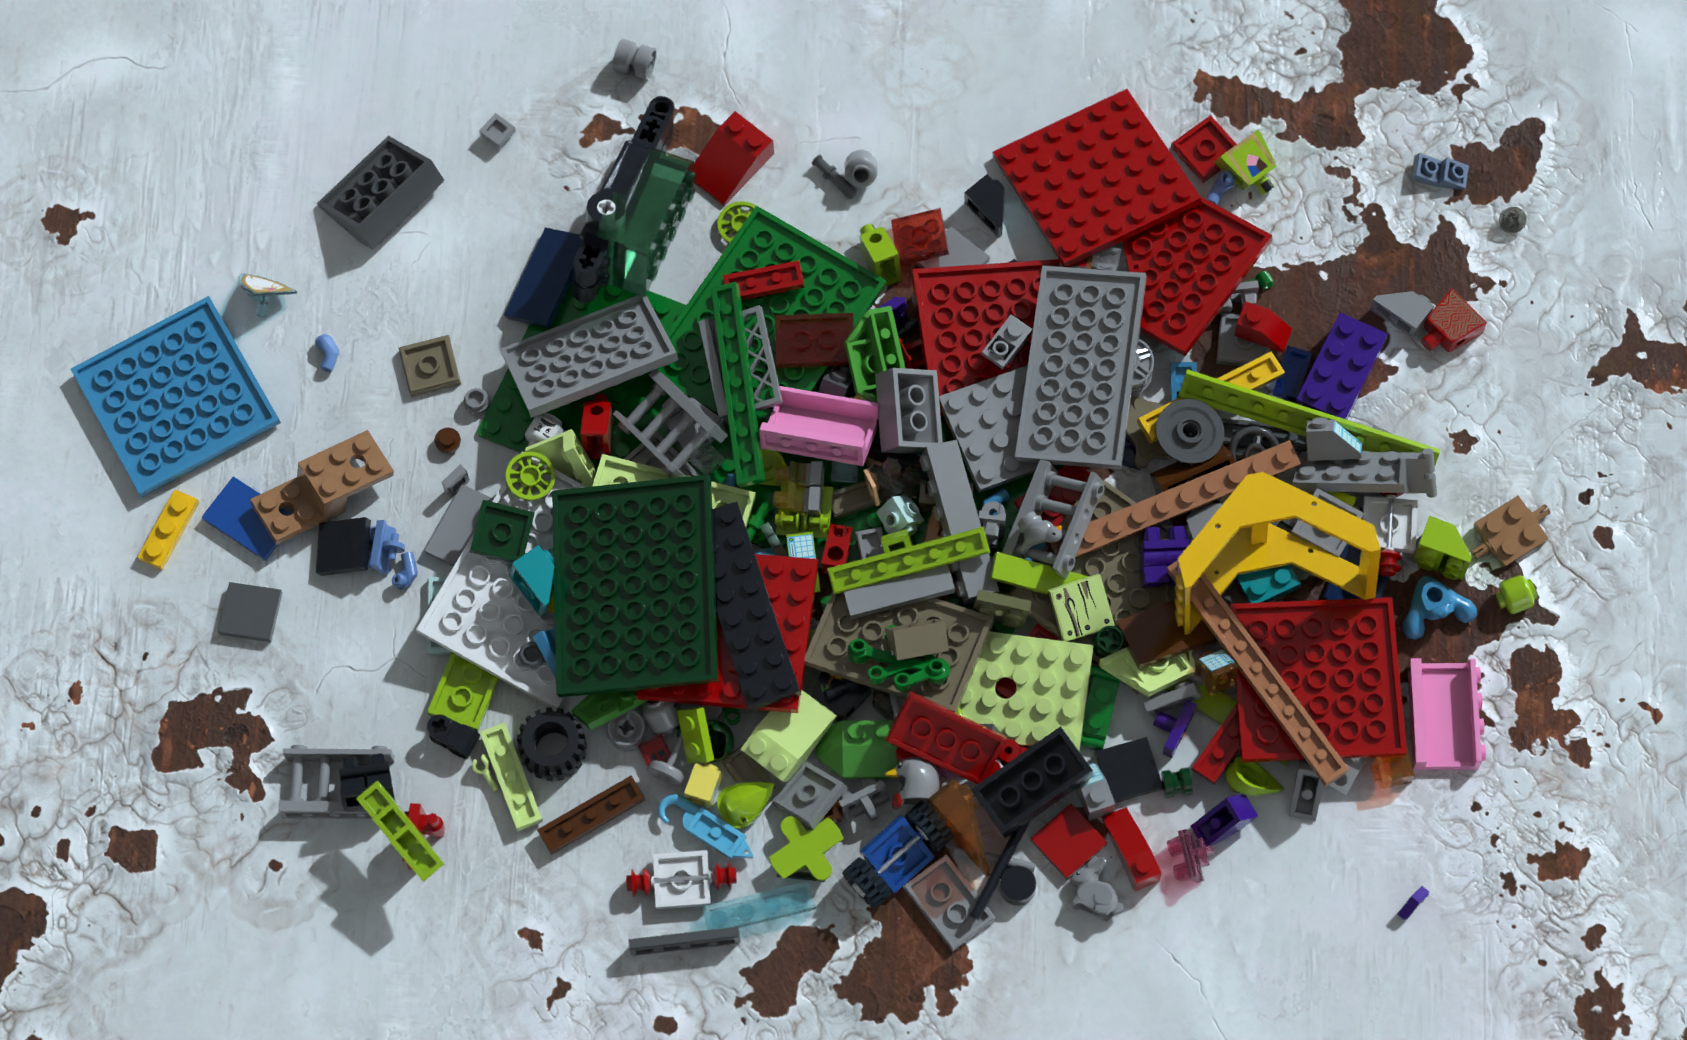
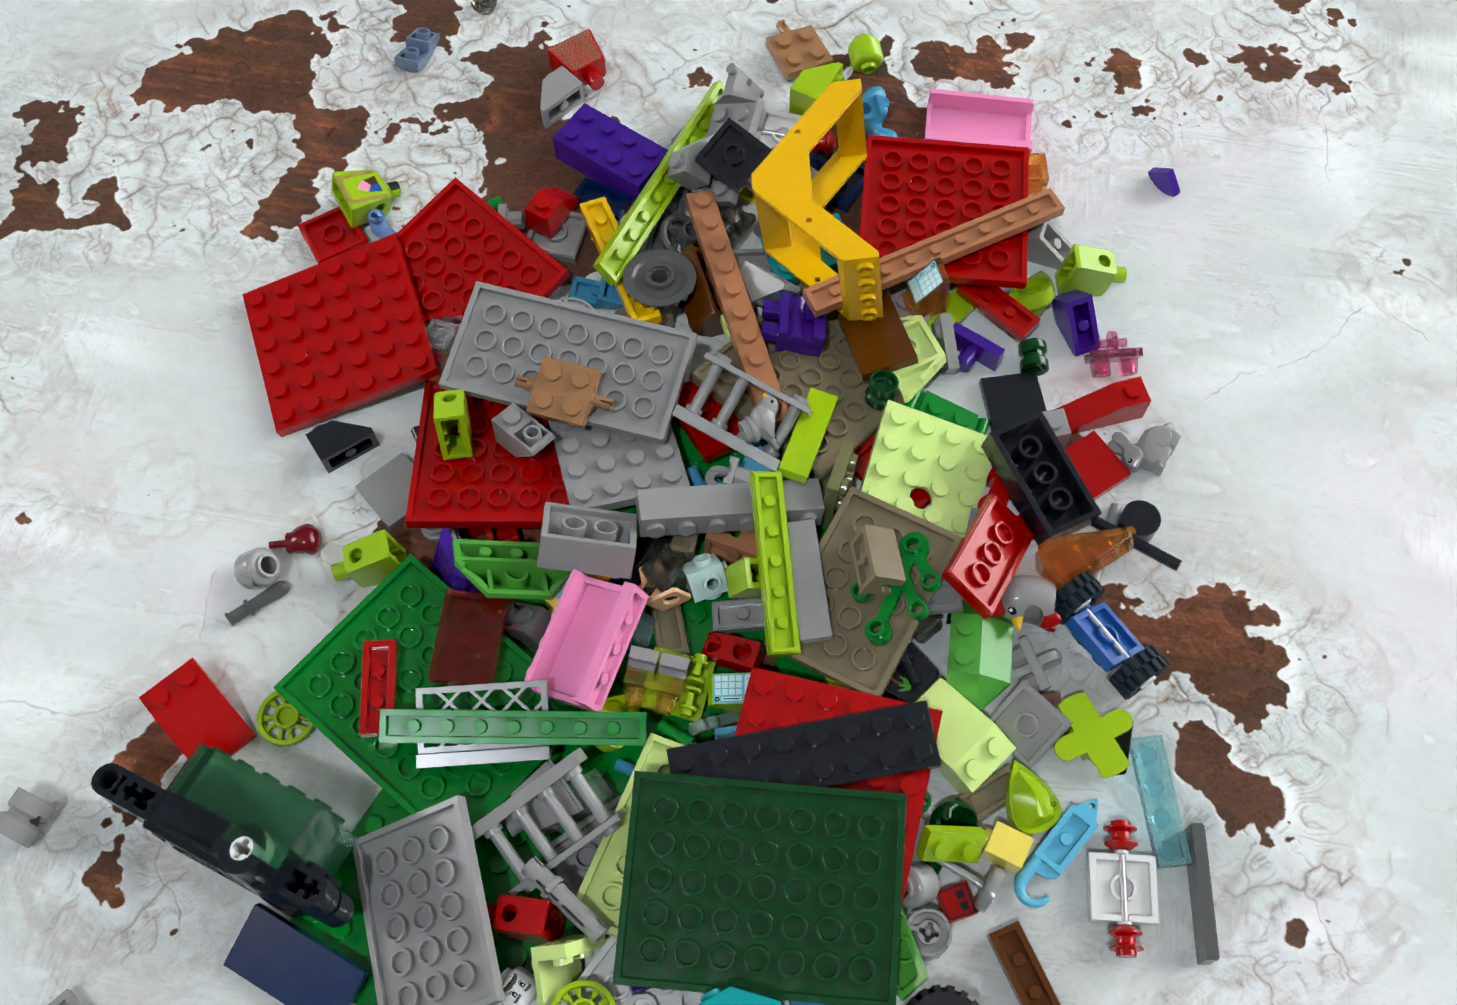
camera: 85 degrees left, 5 degrees down
(617, 438) = (555, 890): none -> light grey pin
(895, 196) = (302, 539): none -> dark red piece
(920, 236) = (359, 513): clear red plate -> none
(947, 901) = (1154, 596): light grey tile -> none
(1008, 285) = (451, 411): none -> lime torso
(1044, 367) = (564, 392): none -> medium nougat plate
(1081, 607) = (843, 405): yellowish green tile -> none
(1279, 815) = (1088, 271): none -> lime torso
(1331, 472) = (732, 155): none -> black plate

